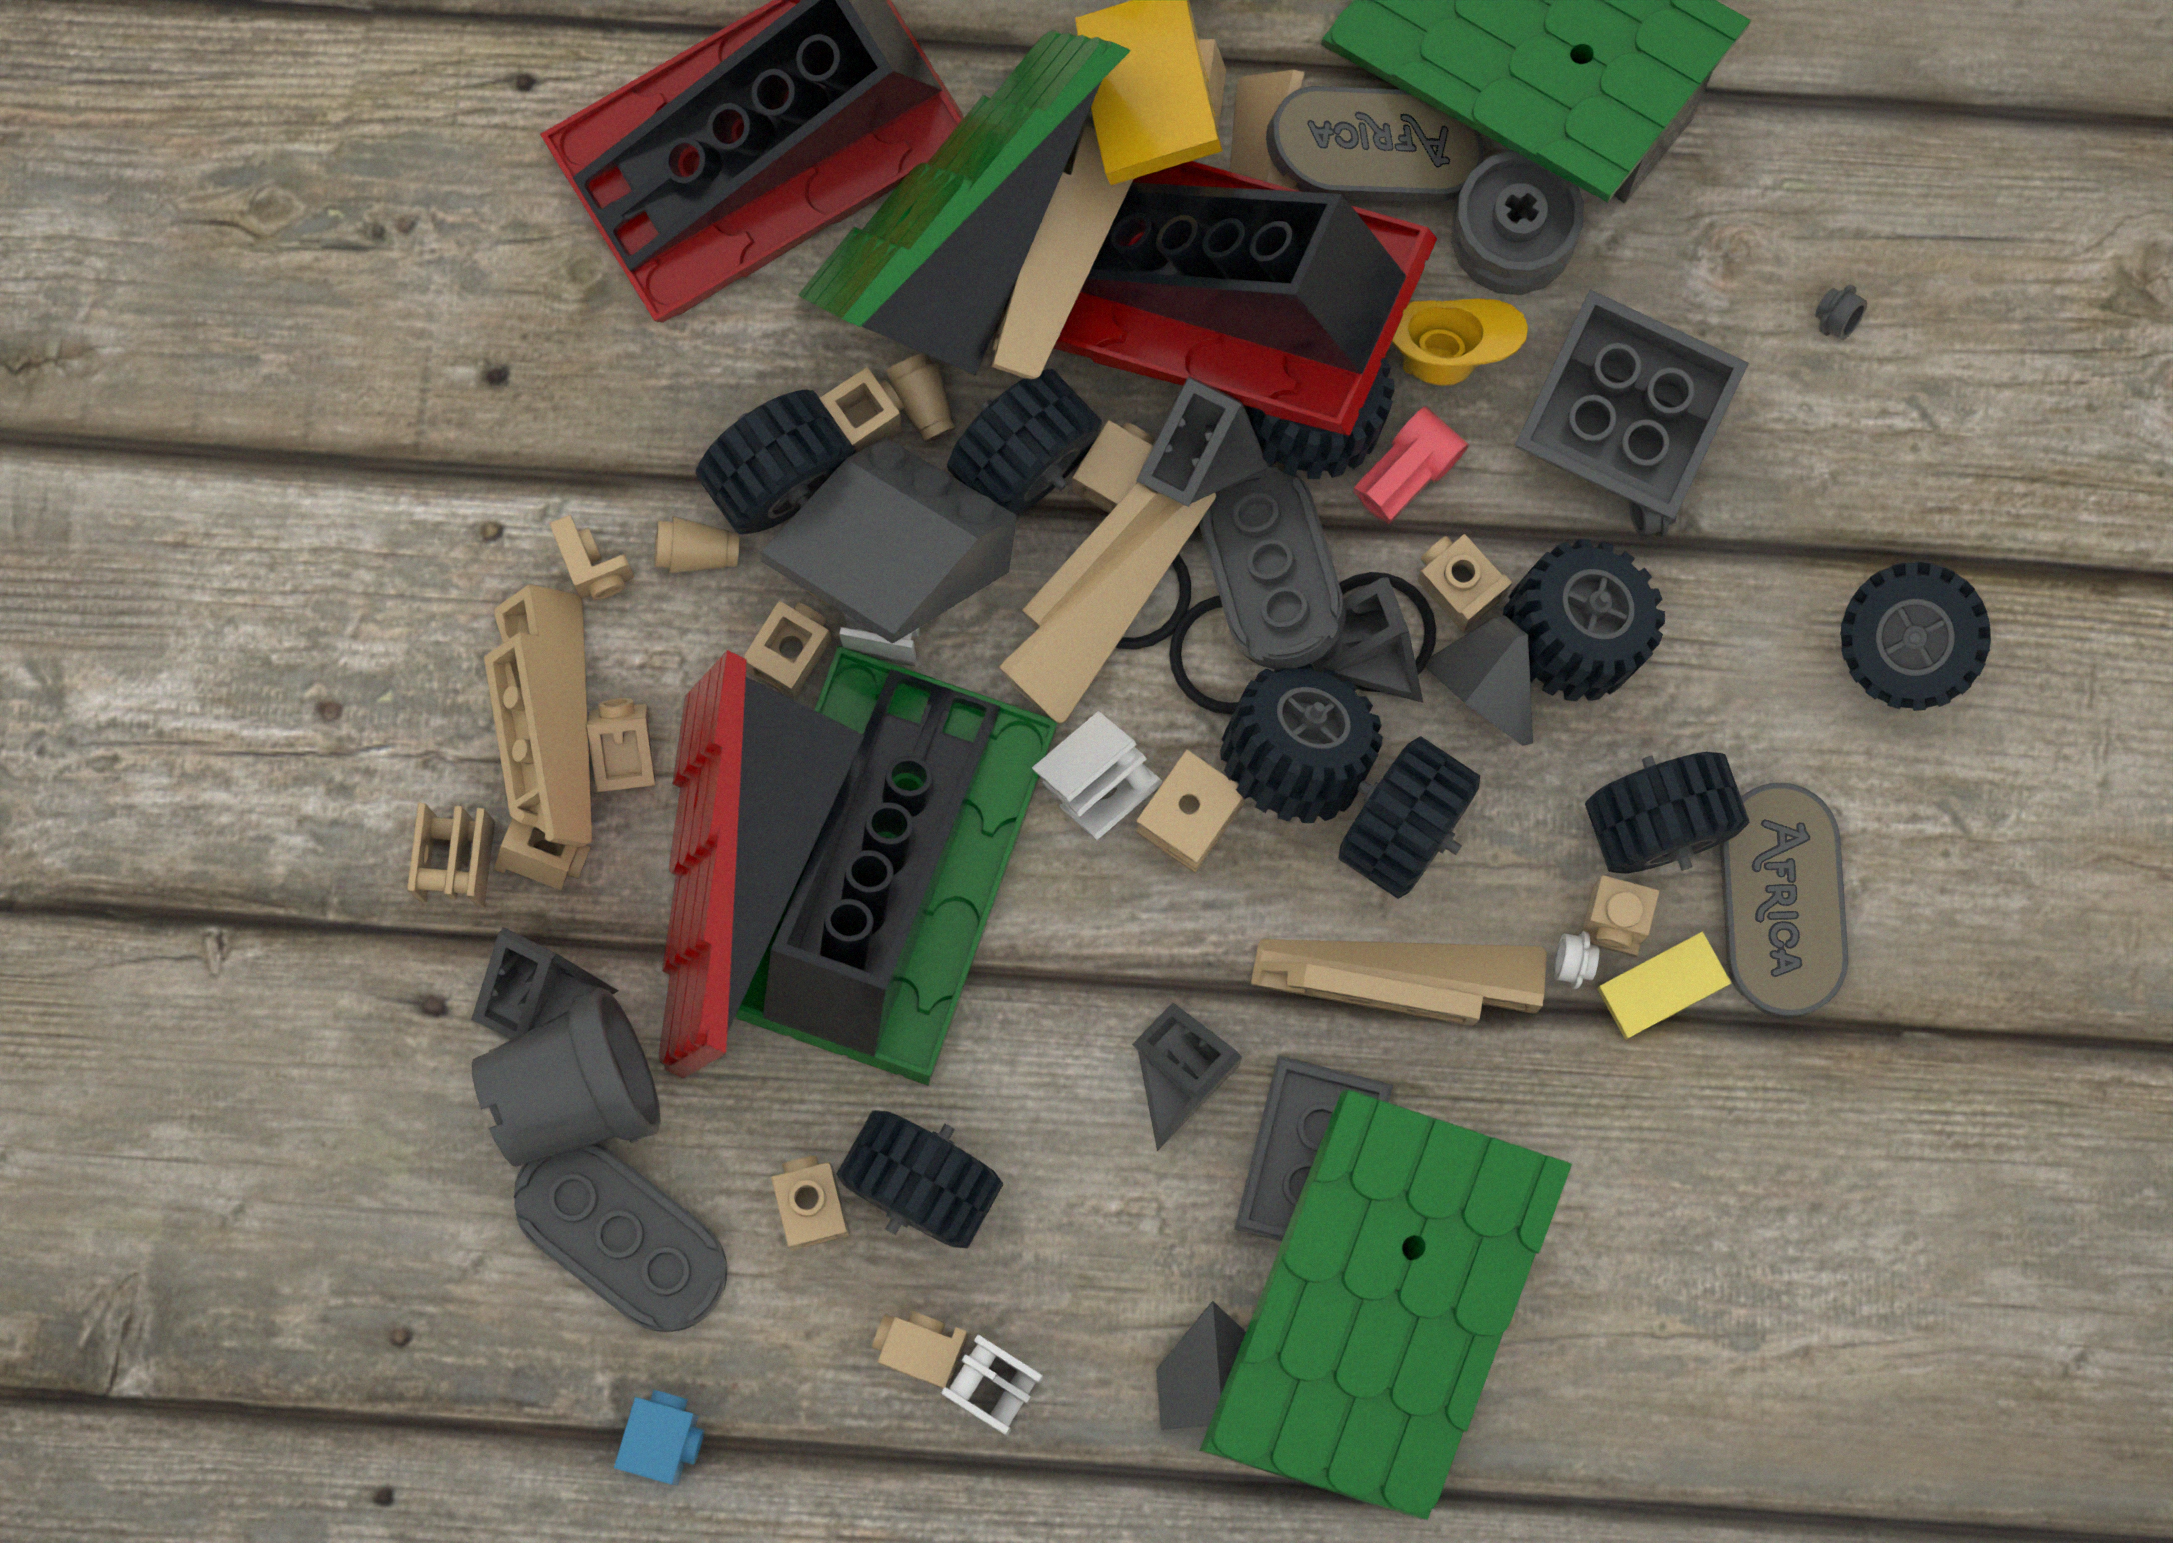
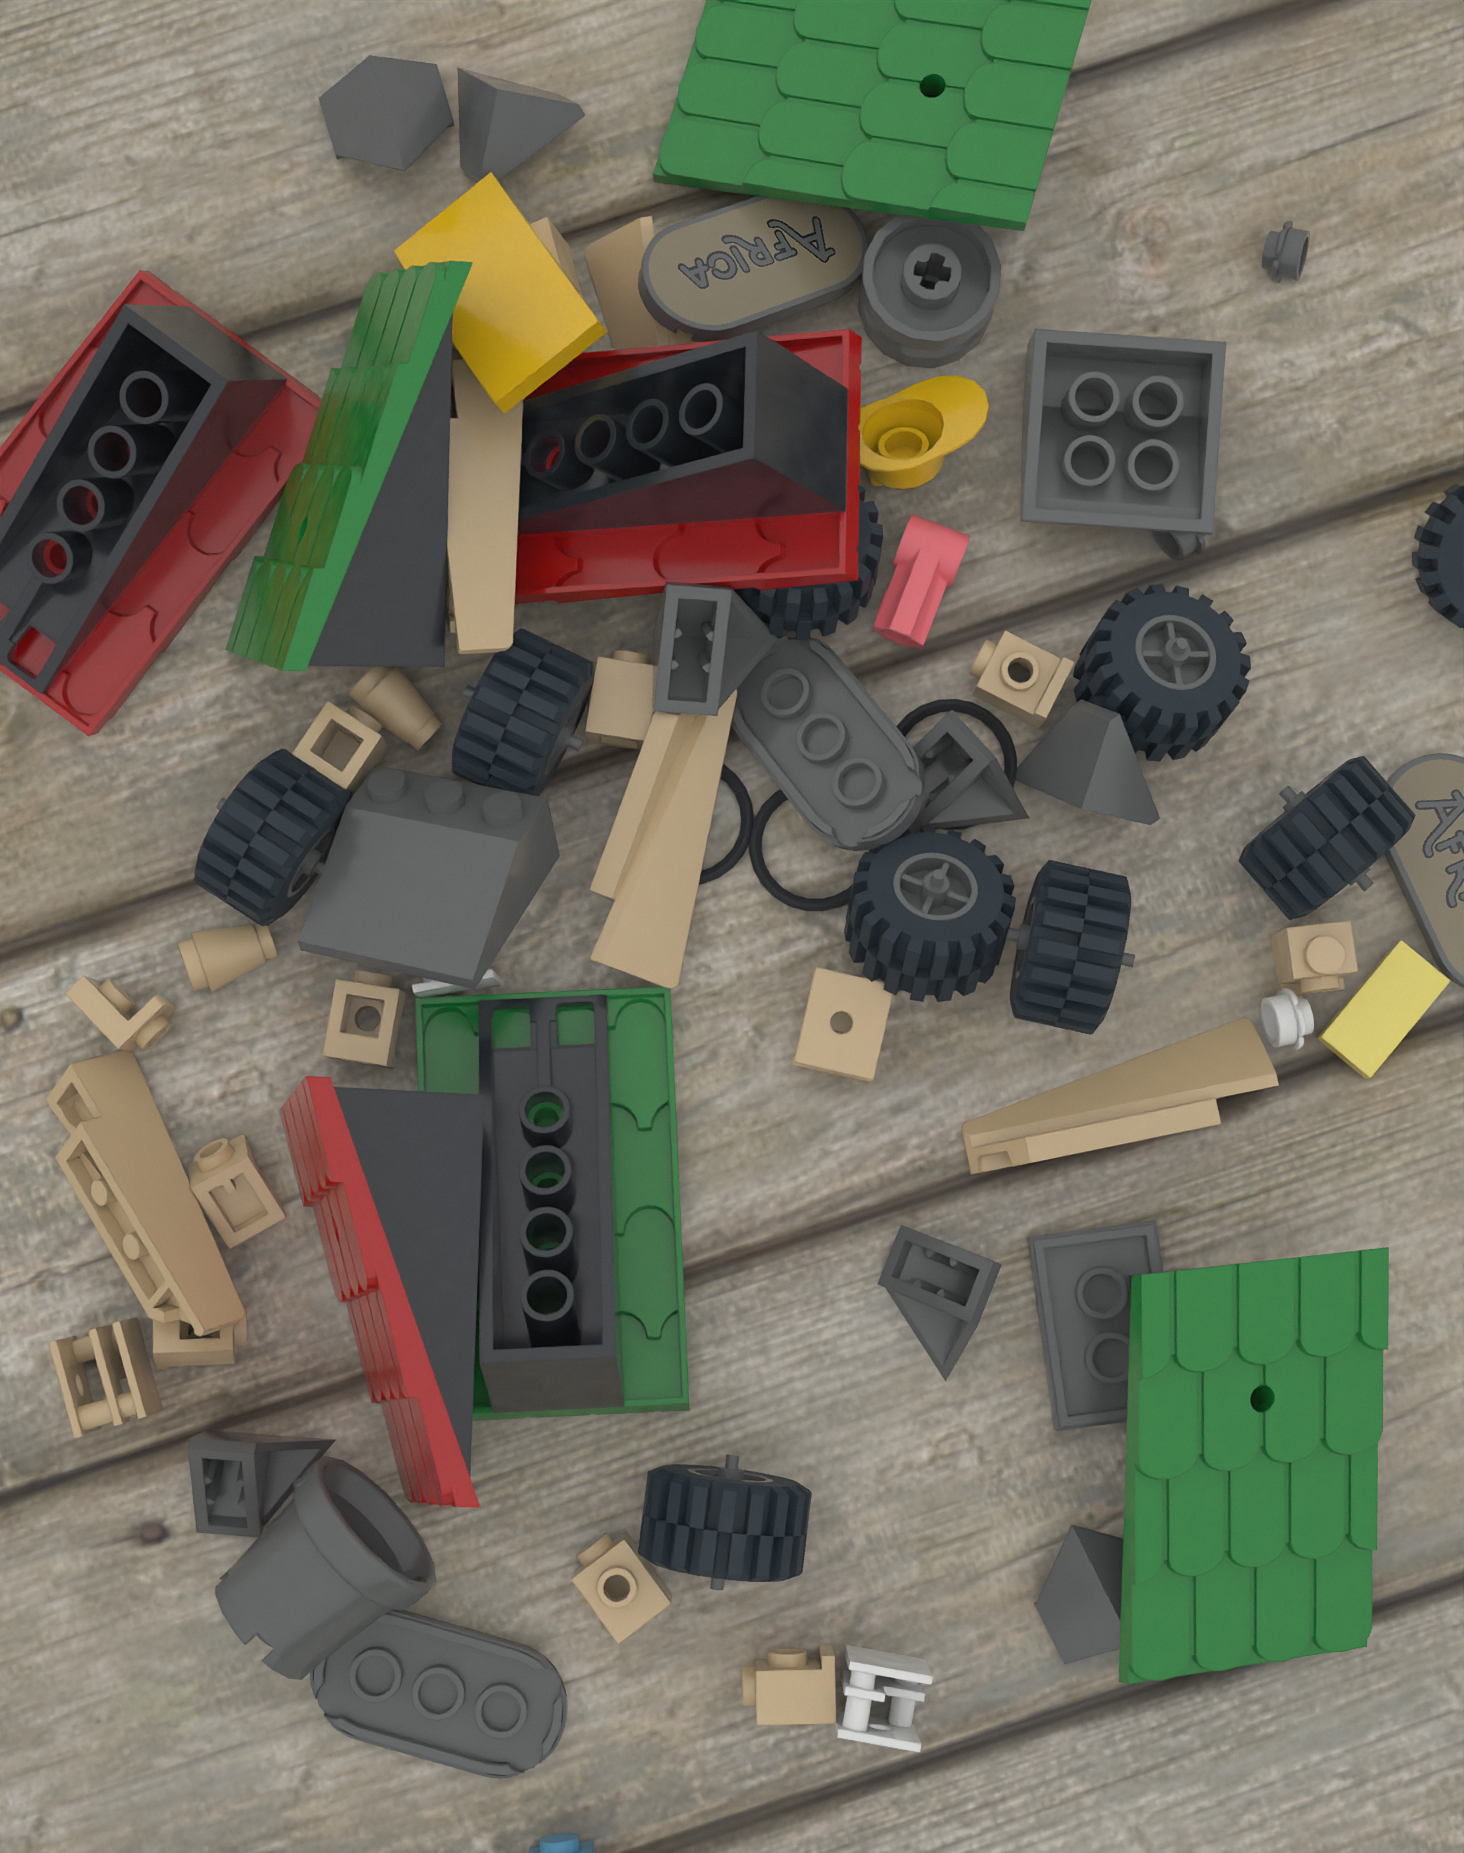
camera: 25 degrees left, 5 degrees up
(1092, 764) = (725, 1022): white piece -> none

